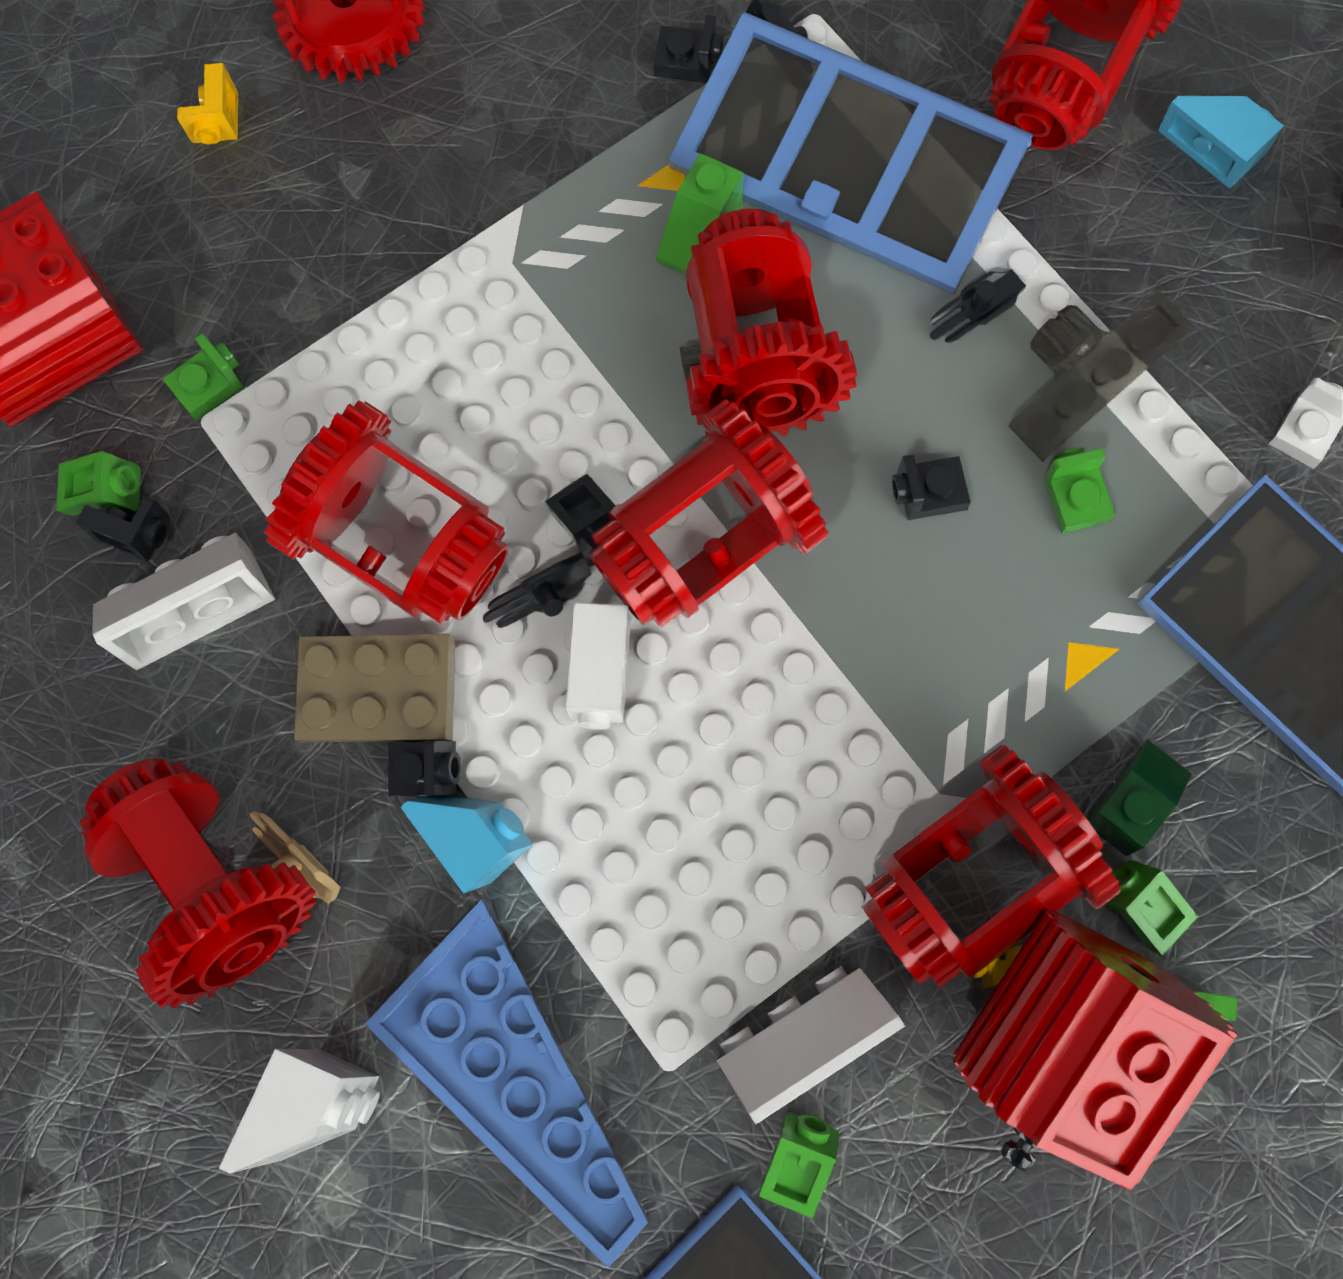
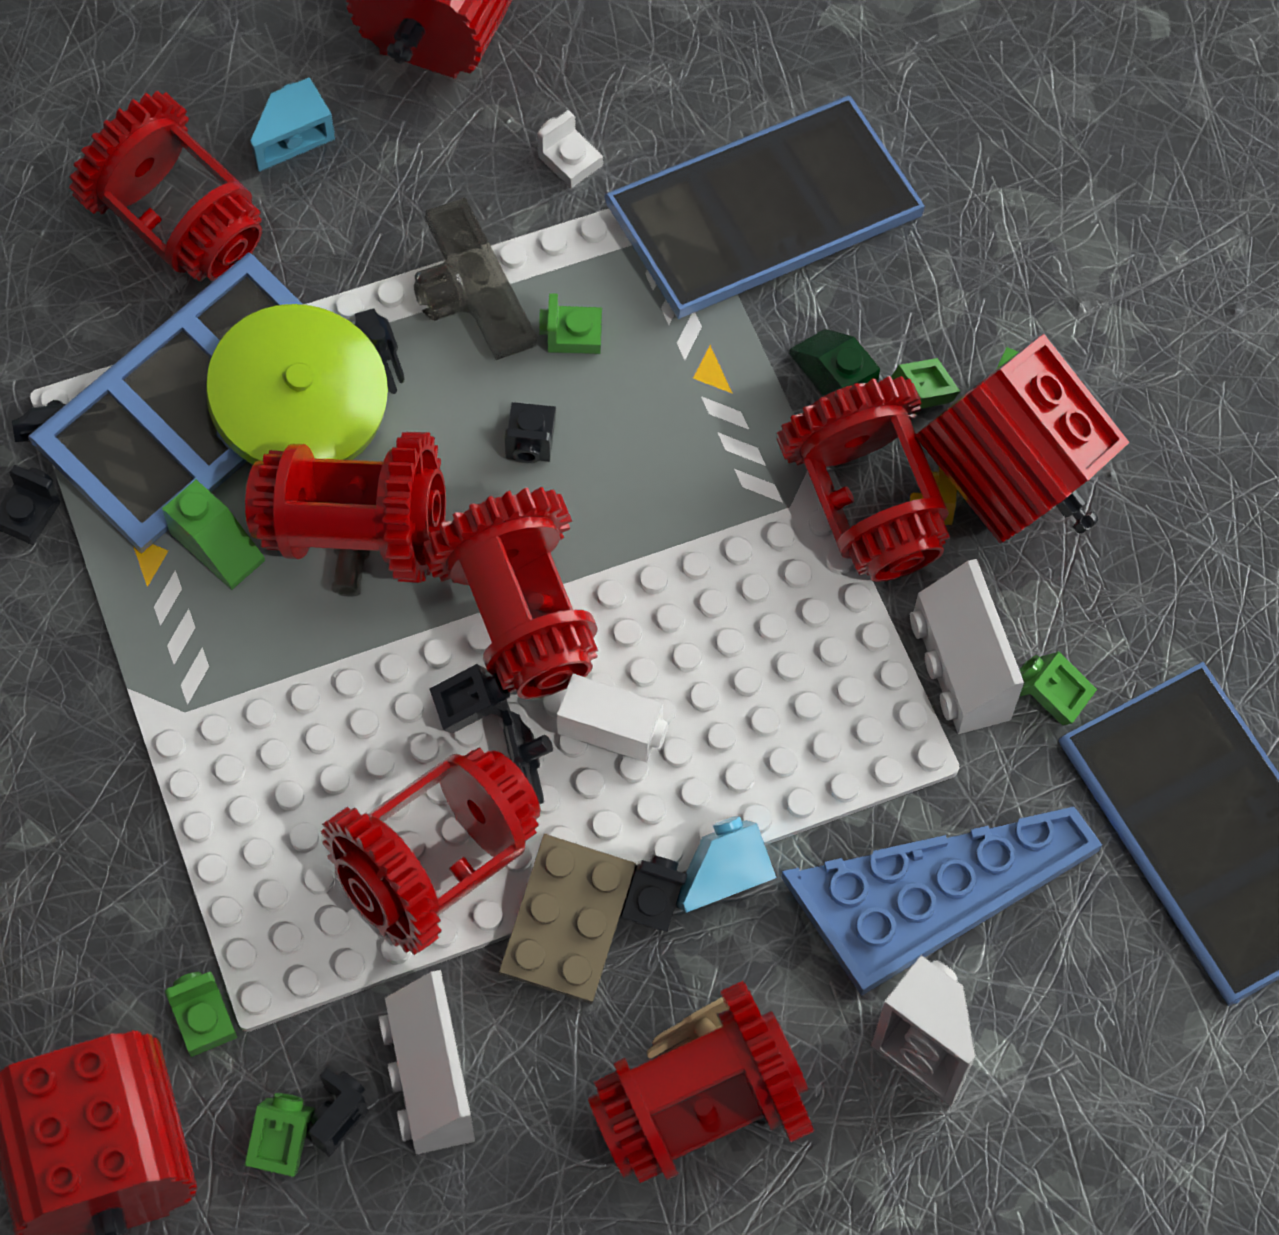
camera: 80 degrees left, 10 degrees down
(893, 235) = (296, 380): none -> lime dish

